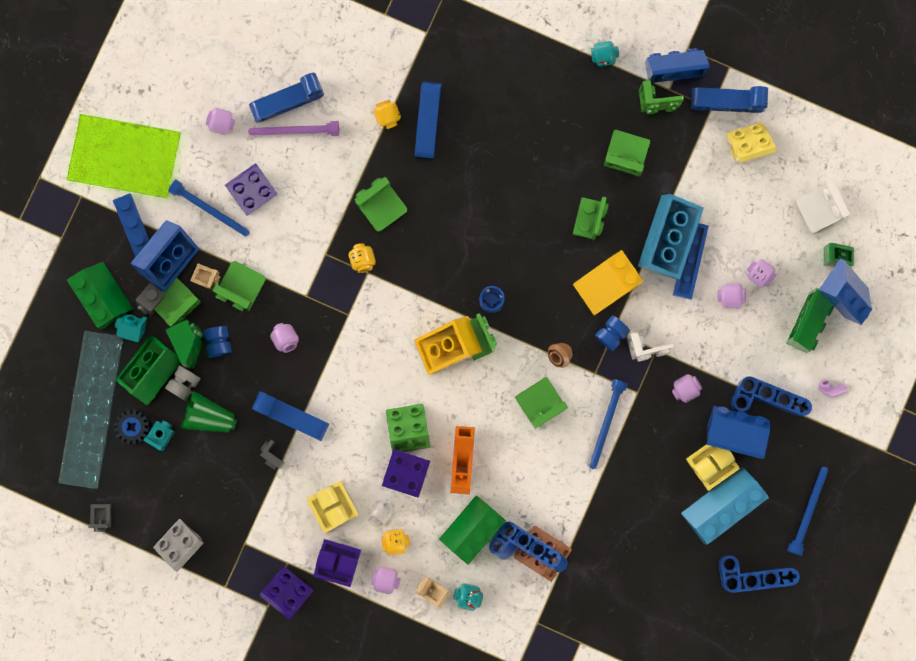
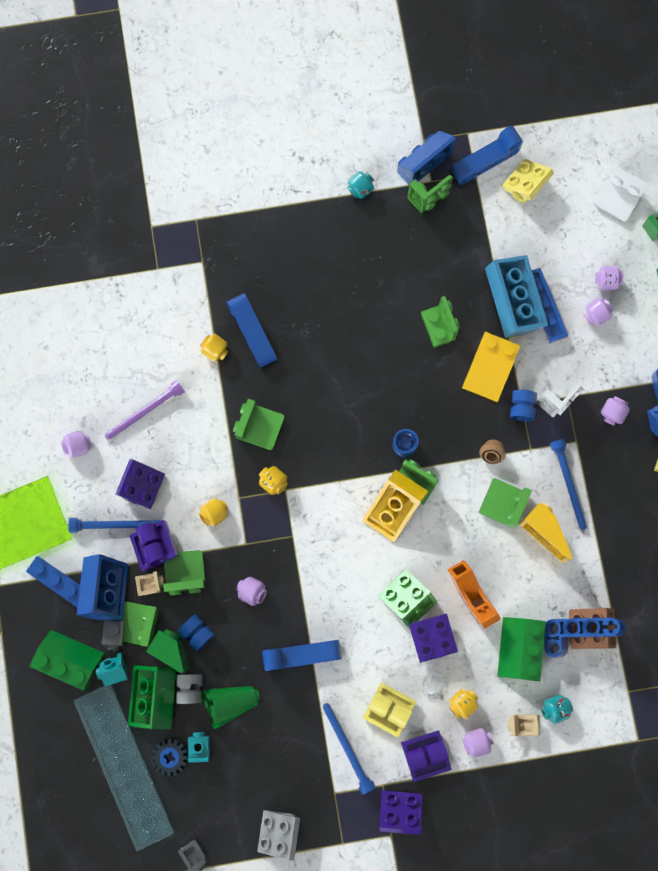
camera: 30 degrees left, 5 degrees down
(229, 247) = (153, 545): none -> dark purple plate
(272, 460) = (310, 704): dark grey bracket -> none
(274, 553) = (365, 783): none -> blue piece
(287, 99) = (122, 388): blue beam -> none
(296, 252) = (213, 512): none -> yellow head
(558, 445) = (545, 529): none -> yellow slope
(627, 153) = (433, 252): bright green bracket -> none

